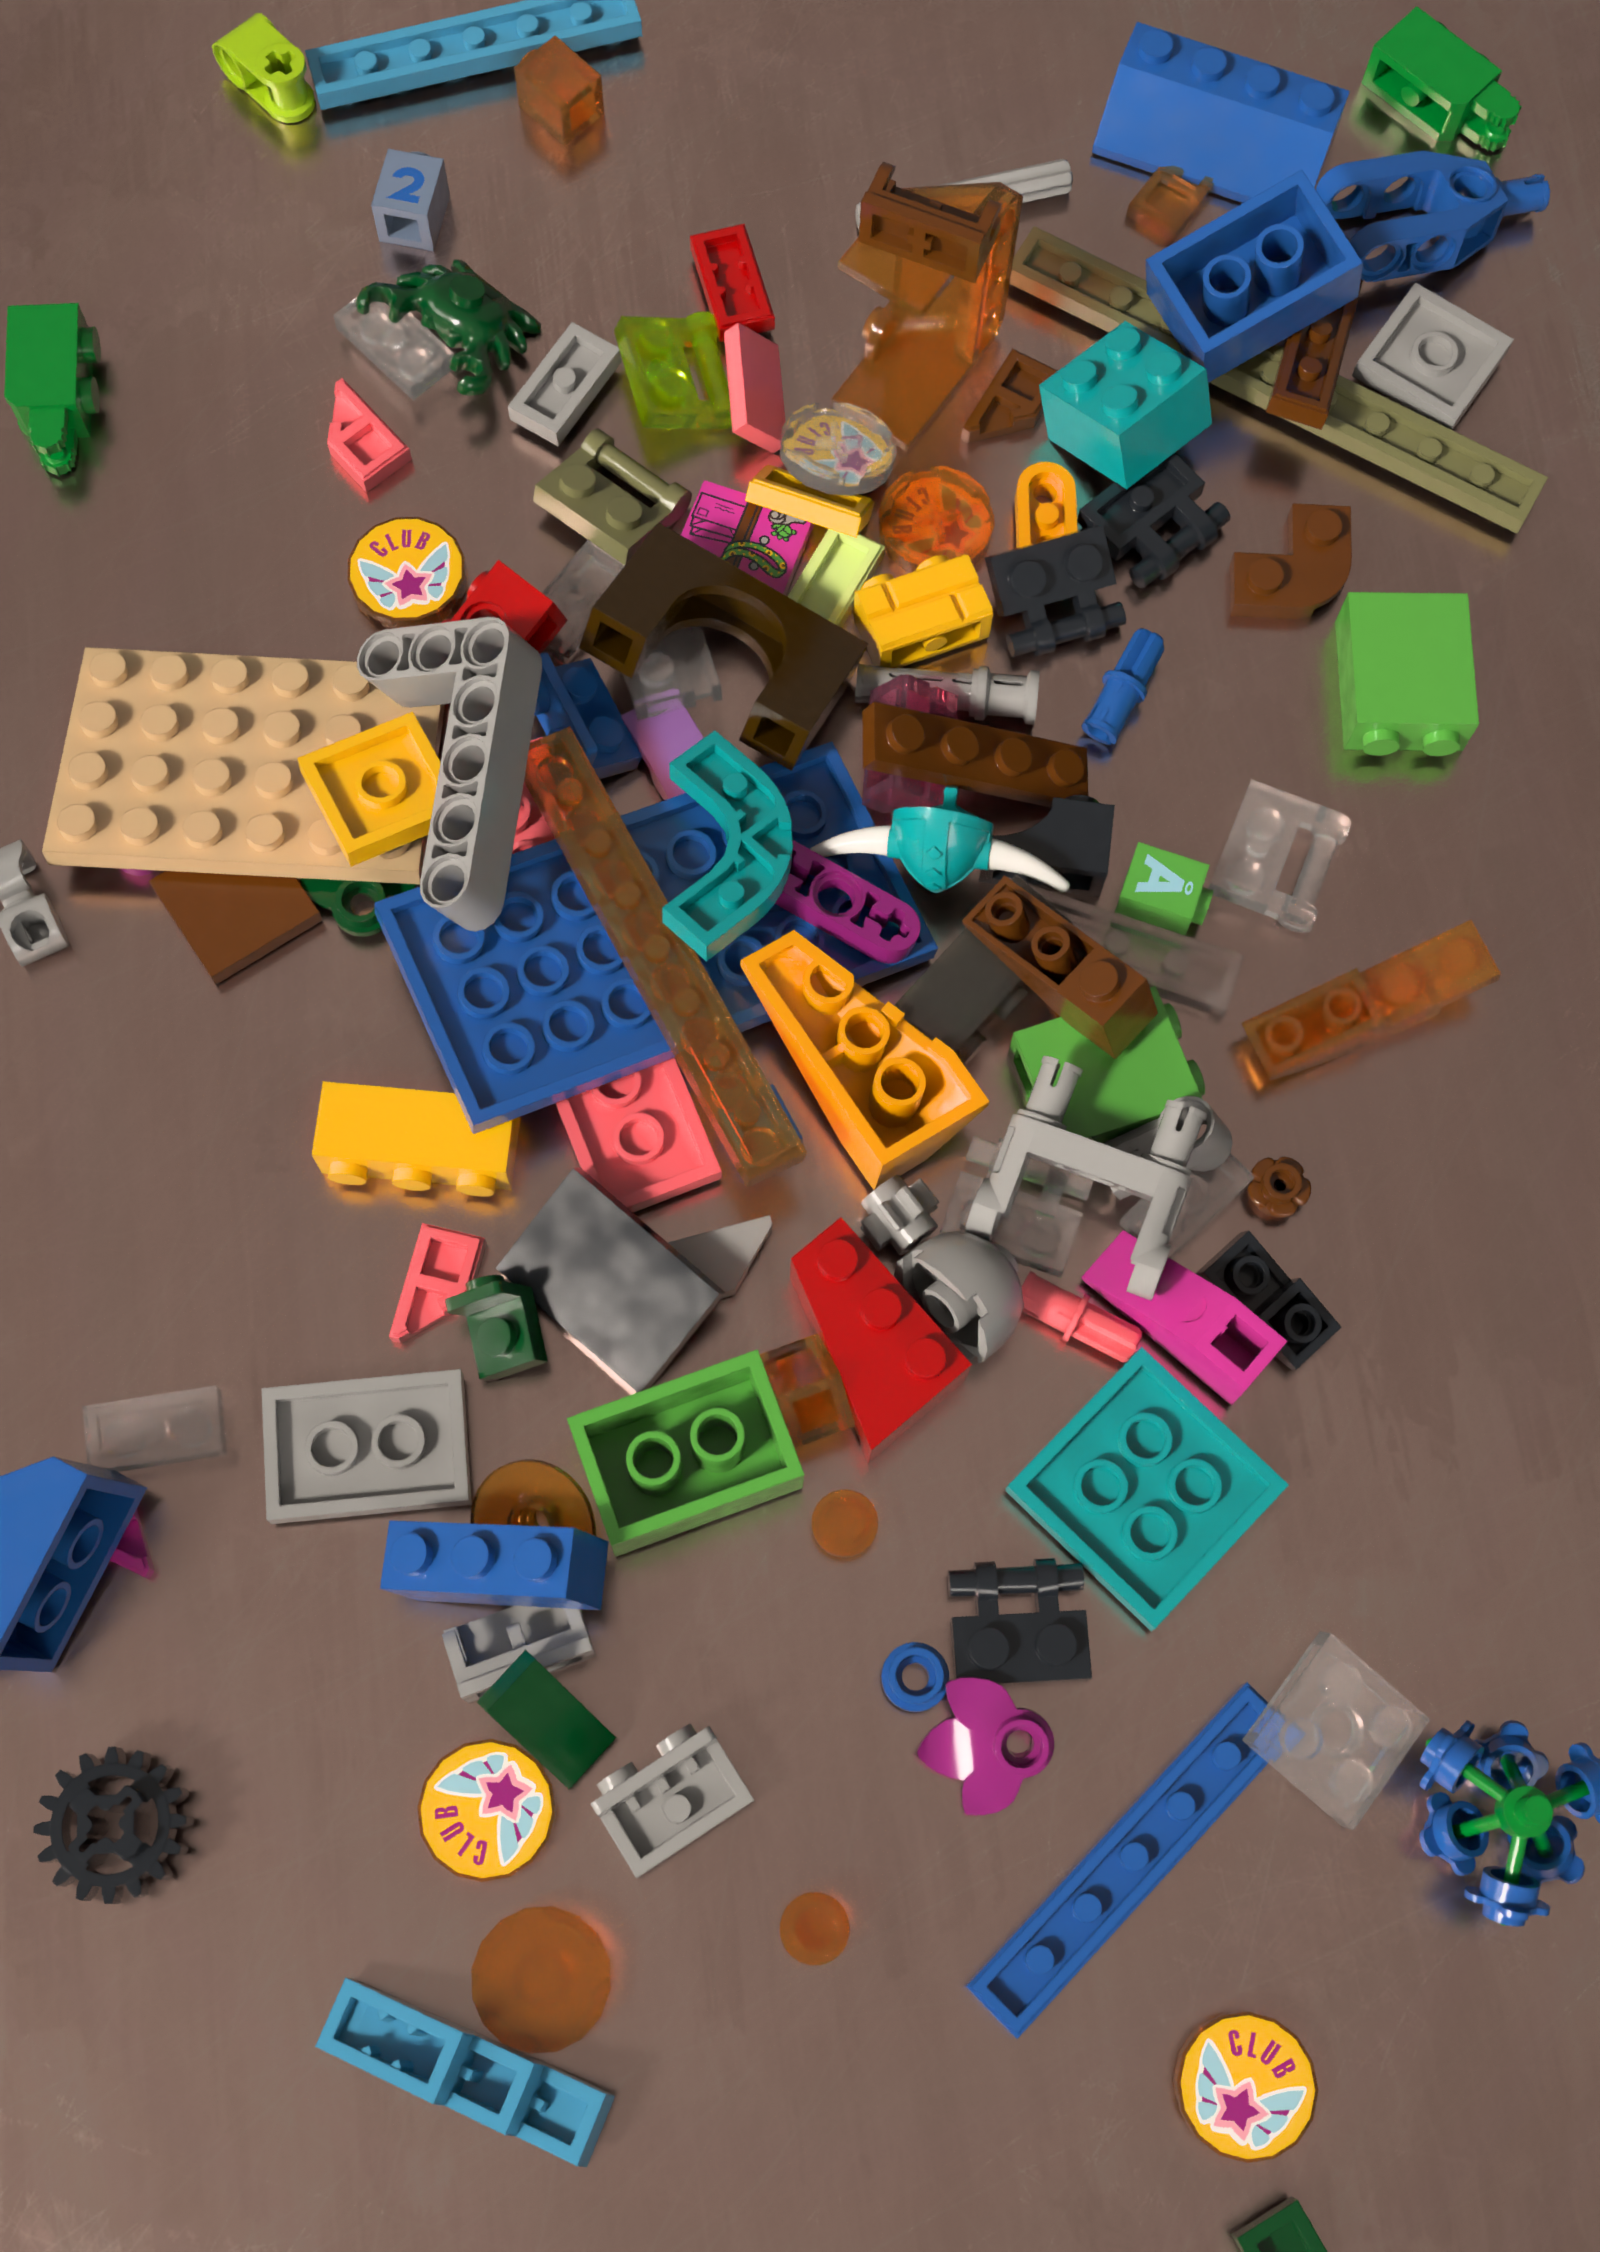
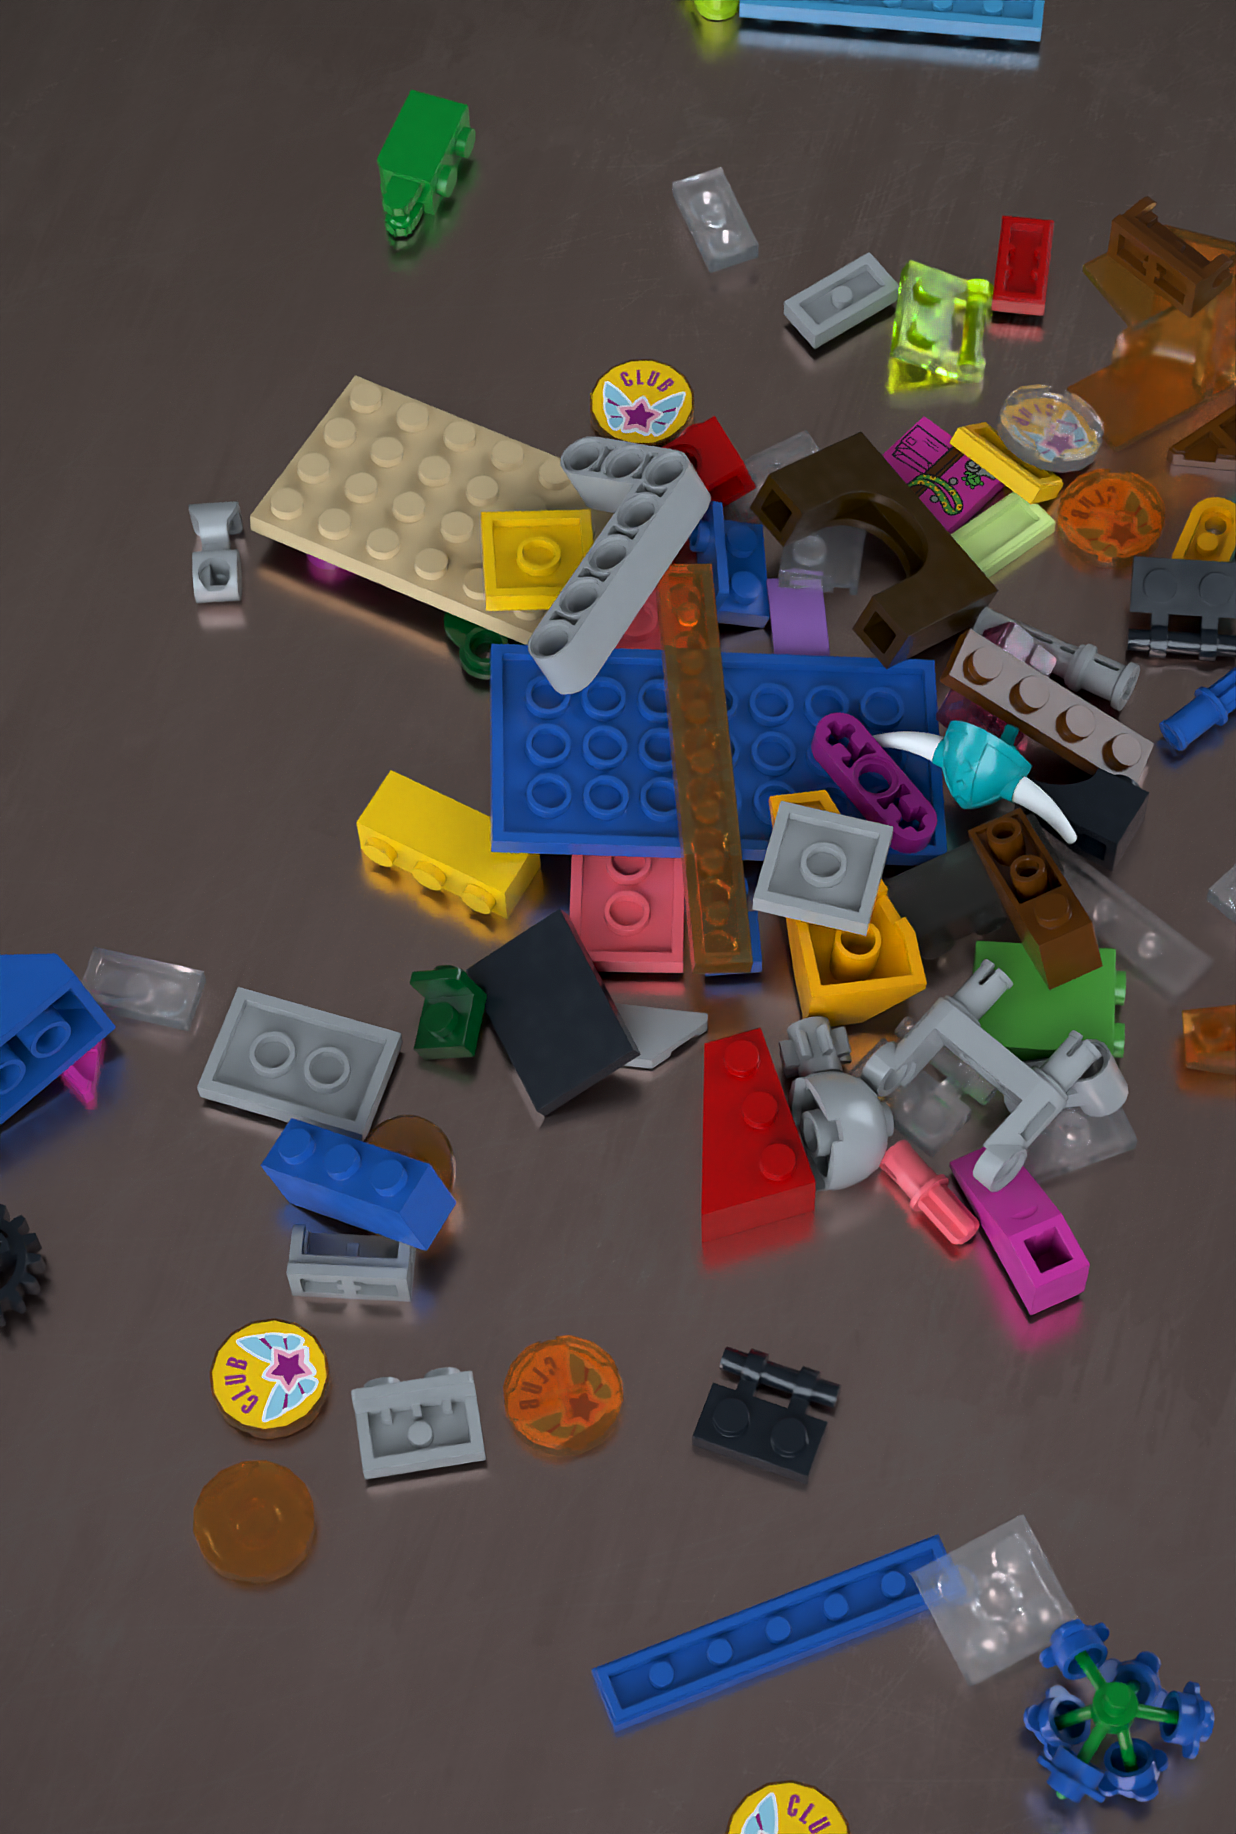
camera: 30 degrees right, 10 degrees down
(234, 916) = (380, 624): reddish brown tile -> none
(363, 440) = (654, 290): coral tile -> none
(410, 199) = (779, 111): sand blue brick -> none
(437, 1271) = (419, 949): coral tile -> none
(464, 314) = (782, 216): dark green animal -> none
(465, 2072) = (164, 1562): dark azure slope -> none
(546, 1719) = (347, 1320): dark green tile -> none
(559, 90) = (945, 63): clear orange brick -> none
(600, 507) = (826, 409): olive plate -> none
(686, 1452) = (550, 1164): bright green brick -> none
(754, 387) = (1001, 354): coral tile -> none
(757, 851) = (816, 720): teal plate -> none
(803, 1694) = (563, 1395): none -> clear orange tile
(808, 1390) = (671, 1155): clear orange brick -> none
(814, 1928) = (489, 1575): clear orange plate -> none
(835, 1020) = (823, 868): none -> light grey plate
(844, 1523) = (658, 1276): clear orange plate -> none
(922, 611) = (1061, 584): yellow brick -> none
(934, 1666) = (659, 1401): blue plate -> none
(975, 1744) = (688, 1490): magenta plate -> none
(1146, 1488) = (925, 1348): teal plate -> none
(1165, 889) = (1165, 879): bright green brick -> none
(1277, 1202) = (1155, 1171): reddish brown plate -> none
(1283, 1303) = (1113, 1253): black slope -> none

